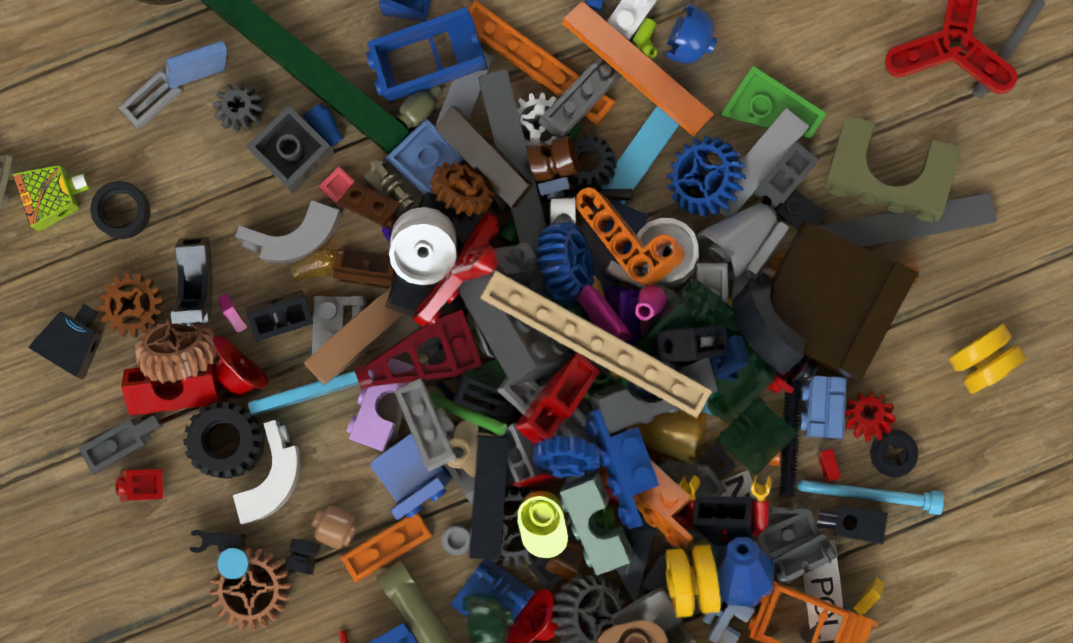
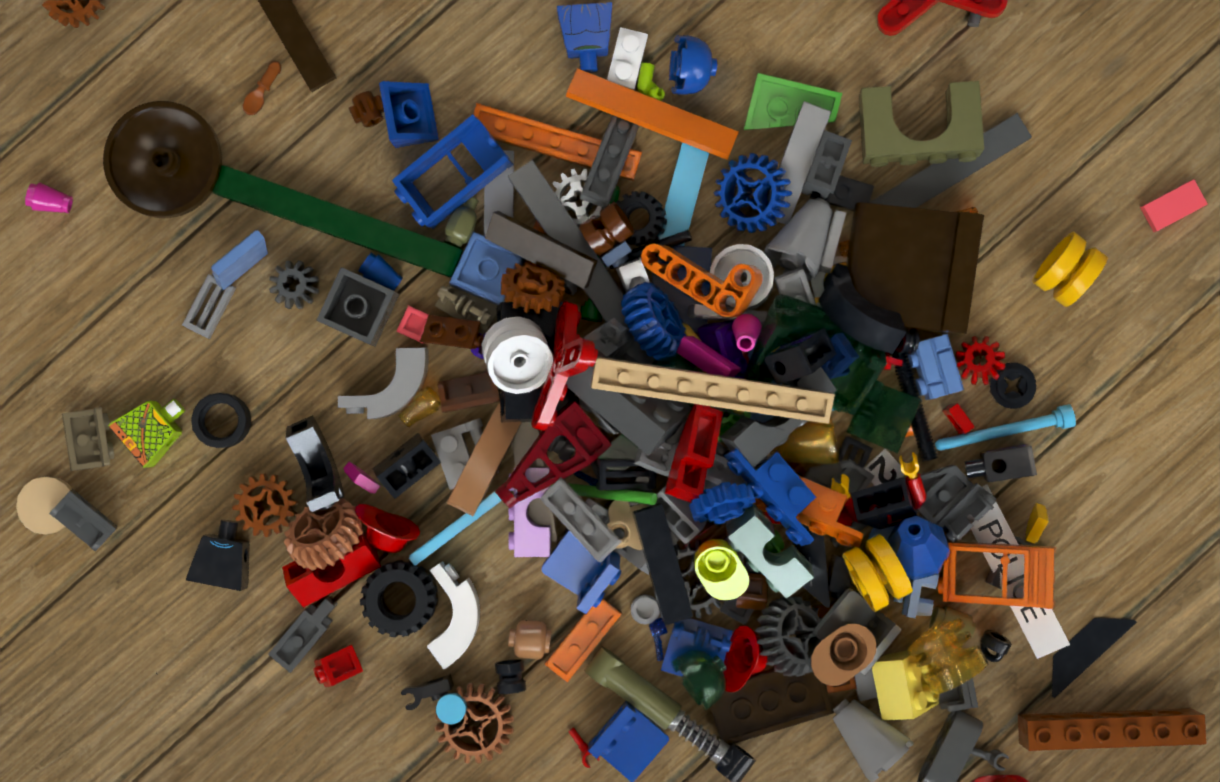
camera: 25 degrees left, 5 degrees up
(461, 563) = (657, 629): none -> clear blue hand

